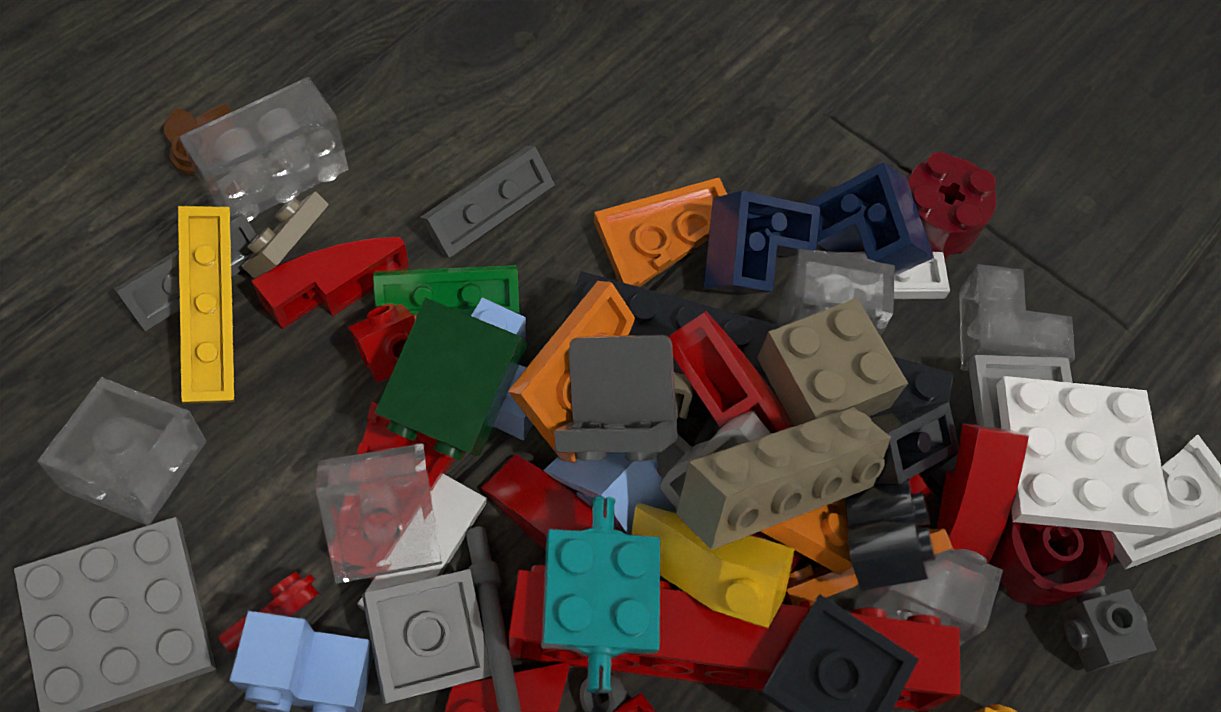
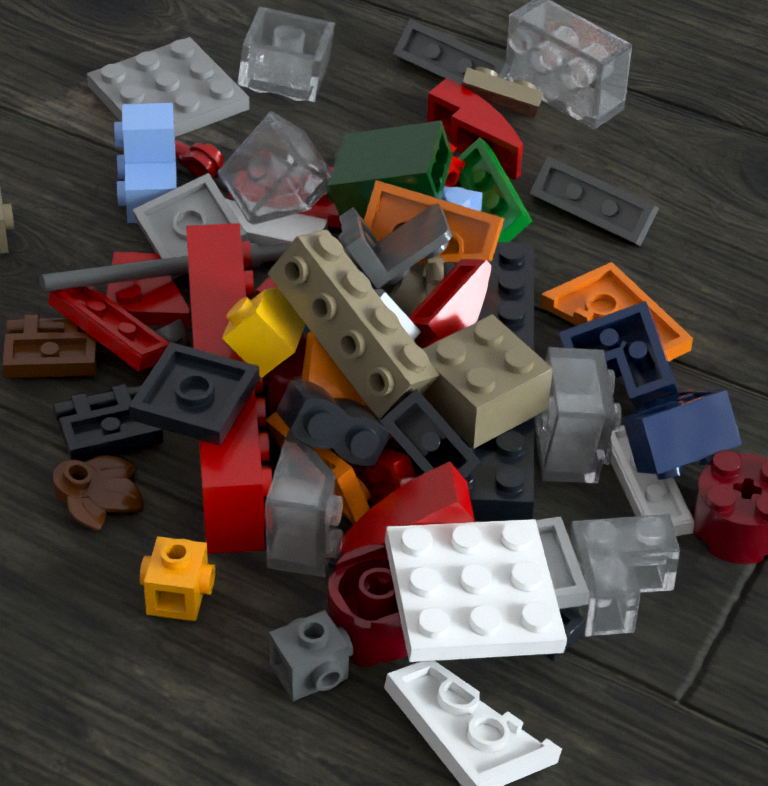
camera: 85 degrees right, 20 degrees down
(205, 305) = (418, 62): yellow plate -> none
(601, 593) = (224, 257): teal plate -> none

